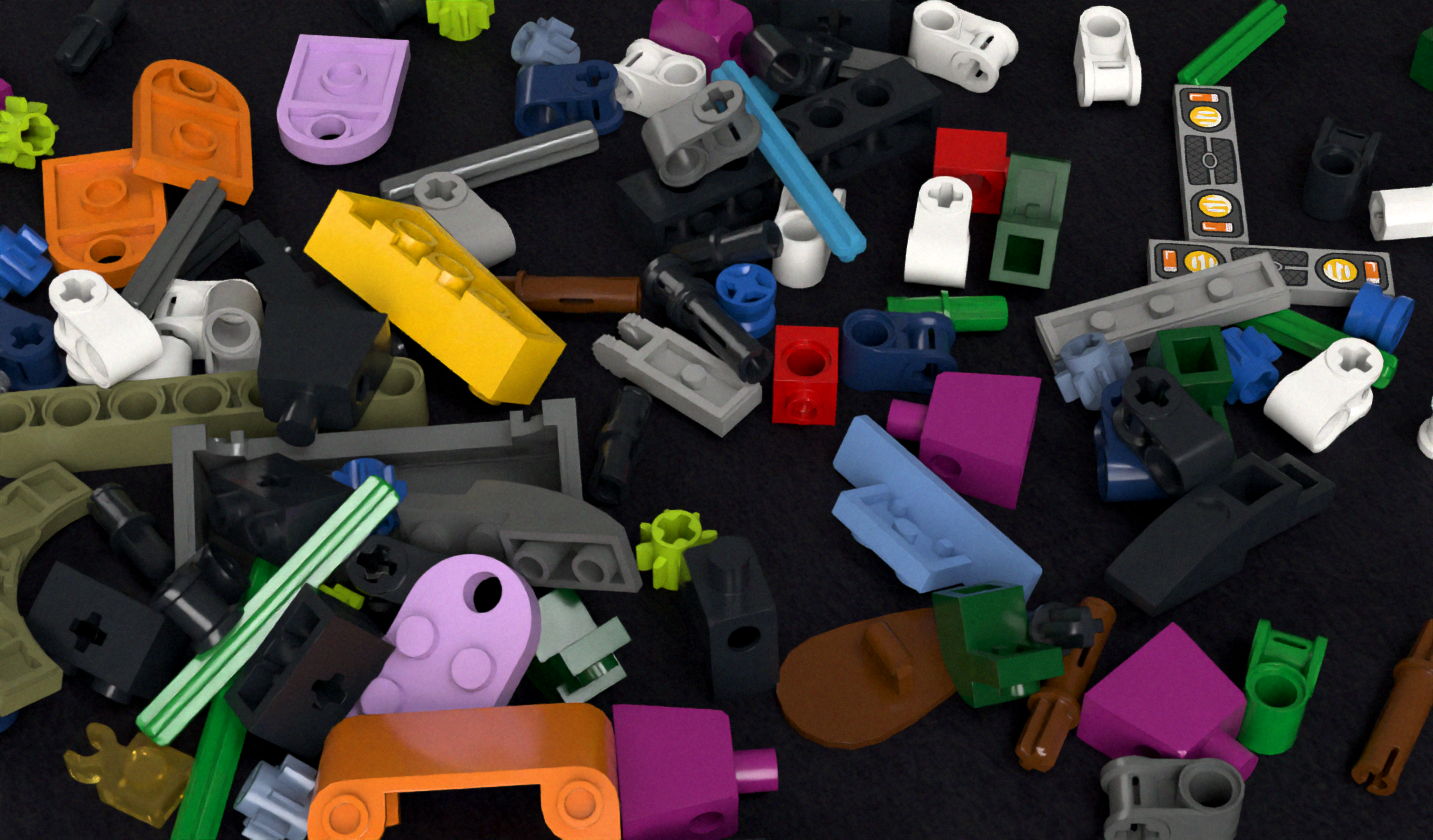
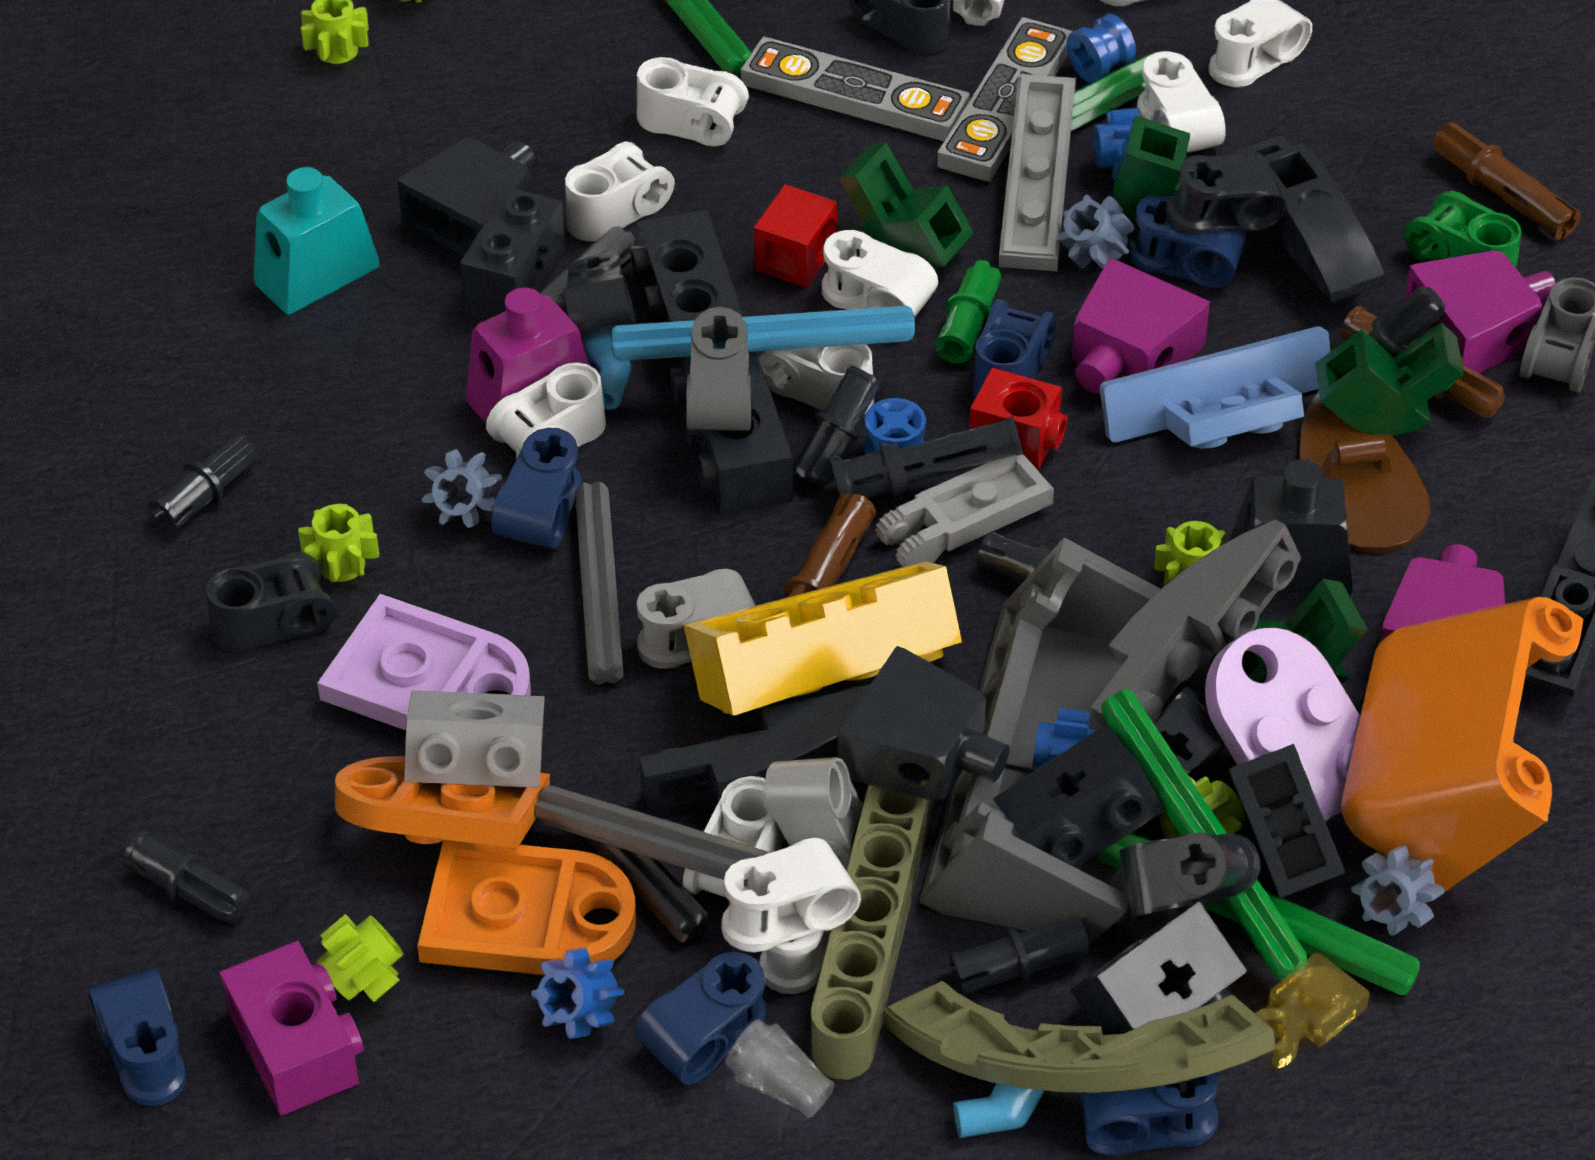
camera: 70 degrees left, 0 degrees up
(250, 123) = (474, 738): none -> light grey brick

